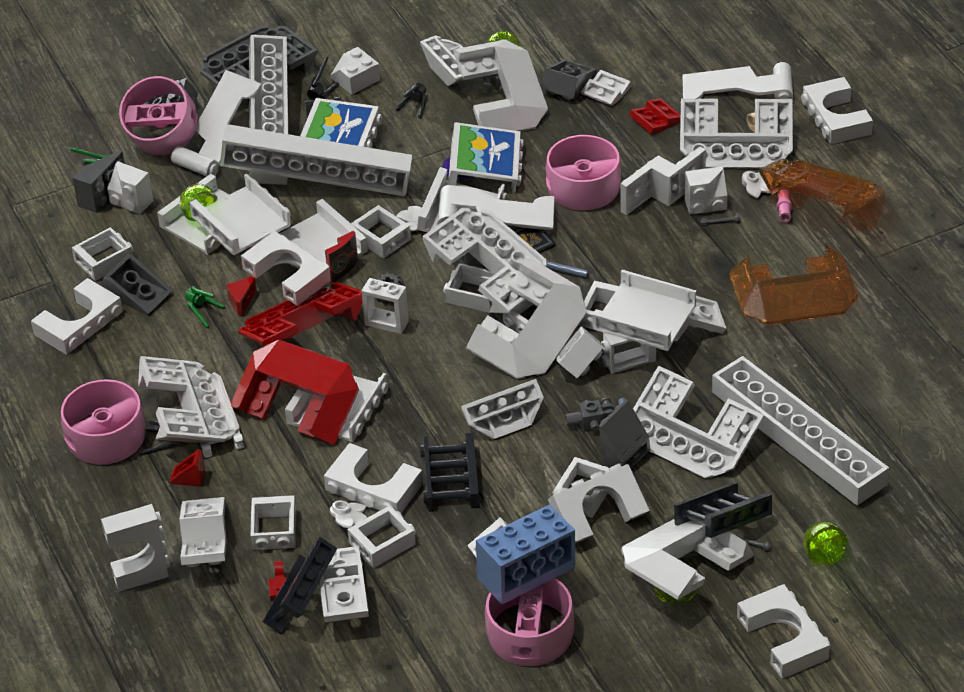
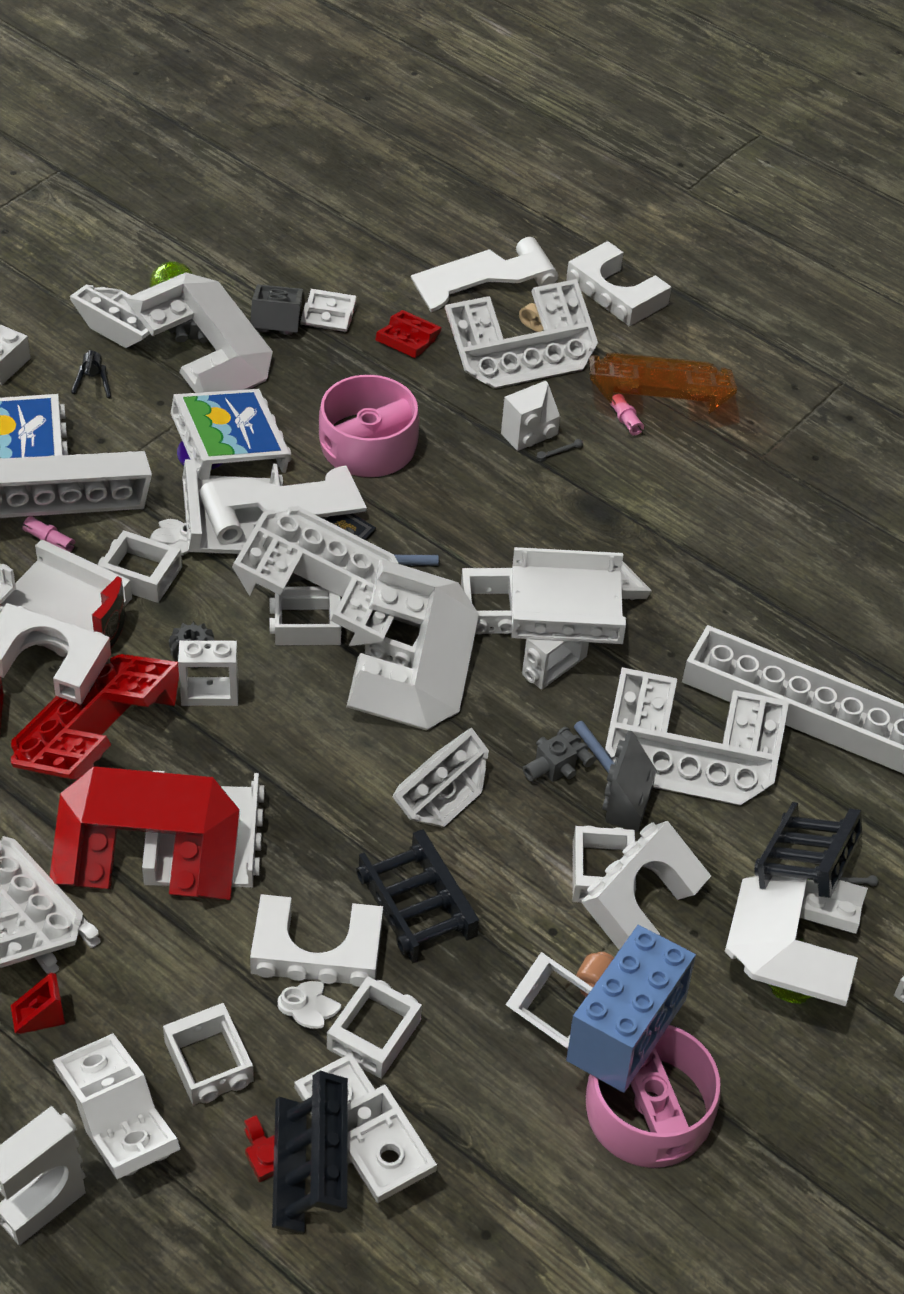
camera: 30 degrees left, 5 degrees up
(331, 198) = (48, 533): none -> bright pink pin
(580, 352) = (498, 672): white slope -> none
(659, 180) = (470, 415): white bracket -> none
(754, 183) = (578, 392): white plate -> none
(820, 293) = (696, 537): clear orange slope -> none

